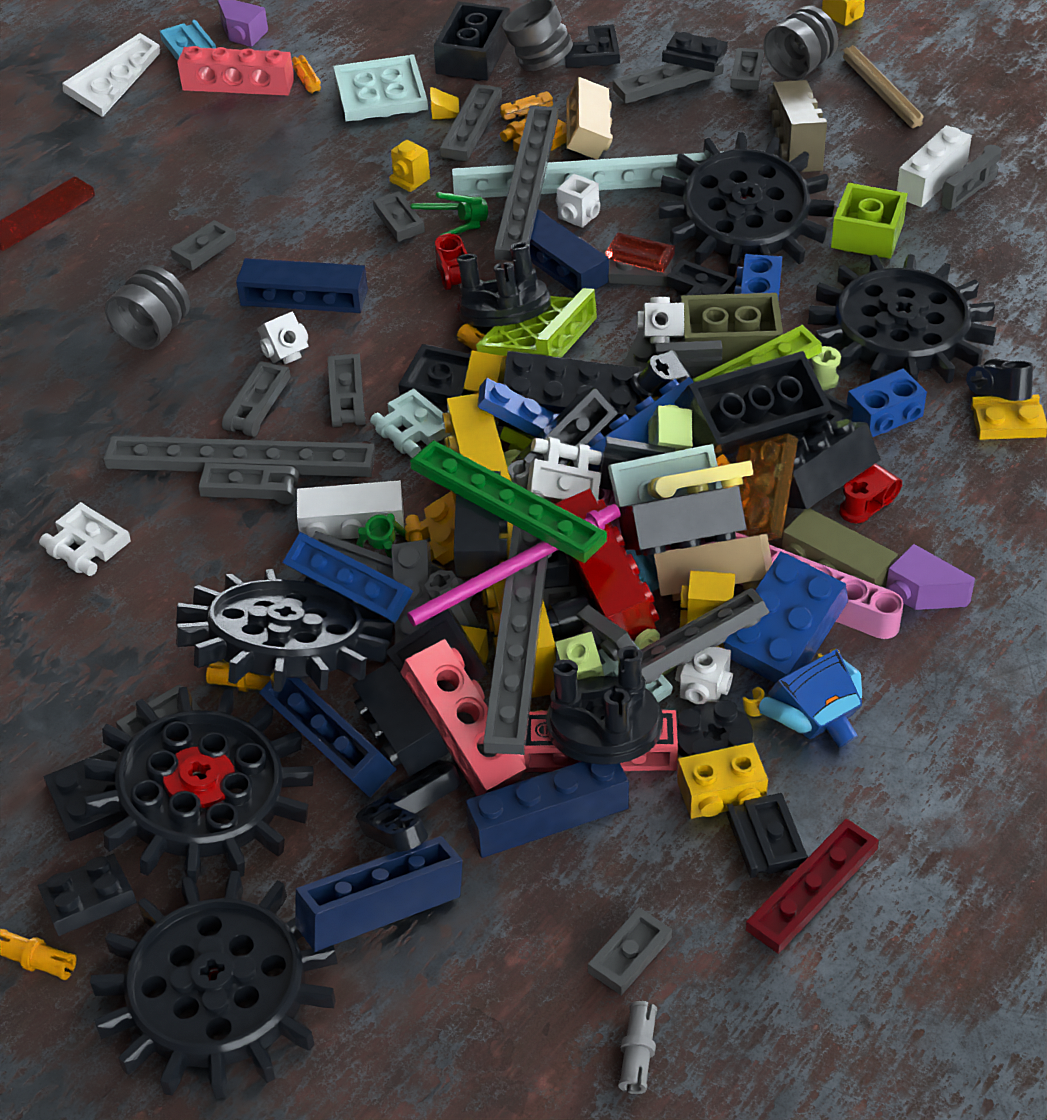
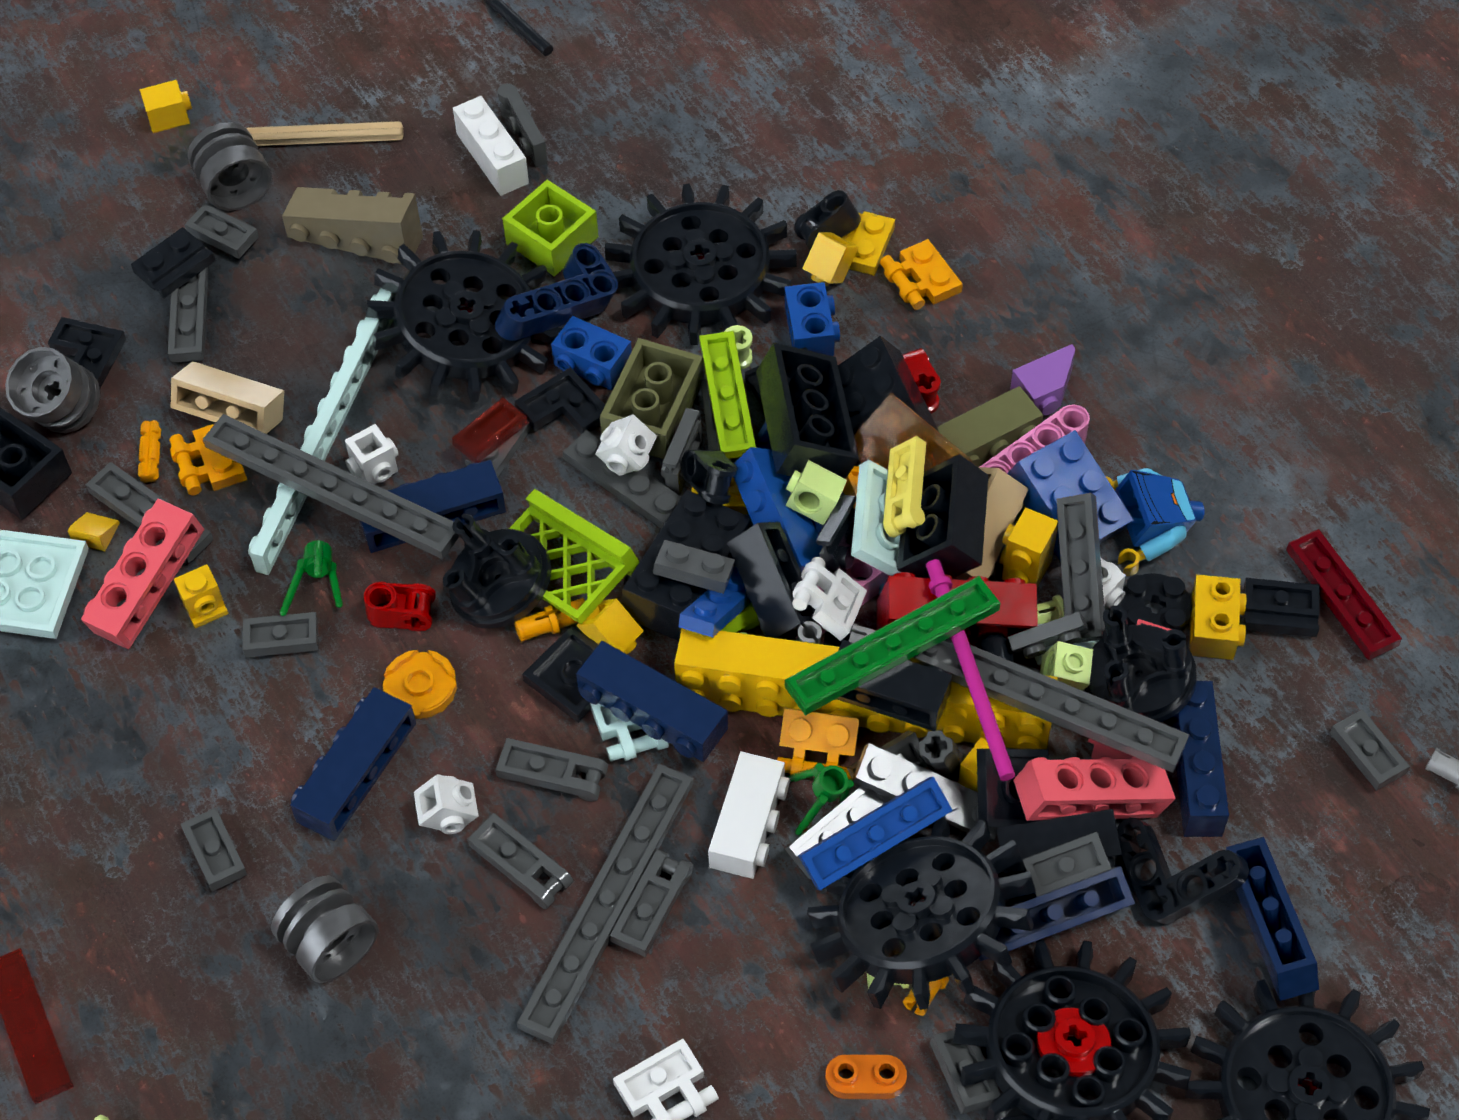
camera: 70 degrees left, 10 degrees up
(136, 661) = (866, 1080): none -> orange plate
(366, 712) = (1067, 864): none -> dark grey plate
(393, 301) = (422, 681): none -> light orange tile
(419, 410) = (652, 702): none -> dark blue brick
(426, 126) = (142, 592): none -> coral brick
(547, 380) = (693, 566): none -> dark grey plate
(753, 220) = (583, 294): none -> dark blue beam
(962, 391) = (830, 258): none -> yellow brick
(1007, 470) = (928, 269): none -> light orange plate

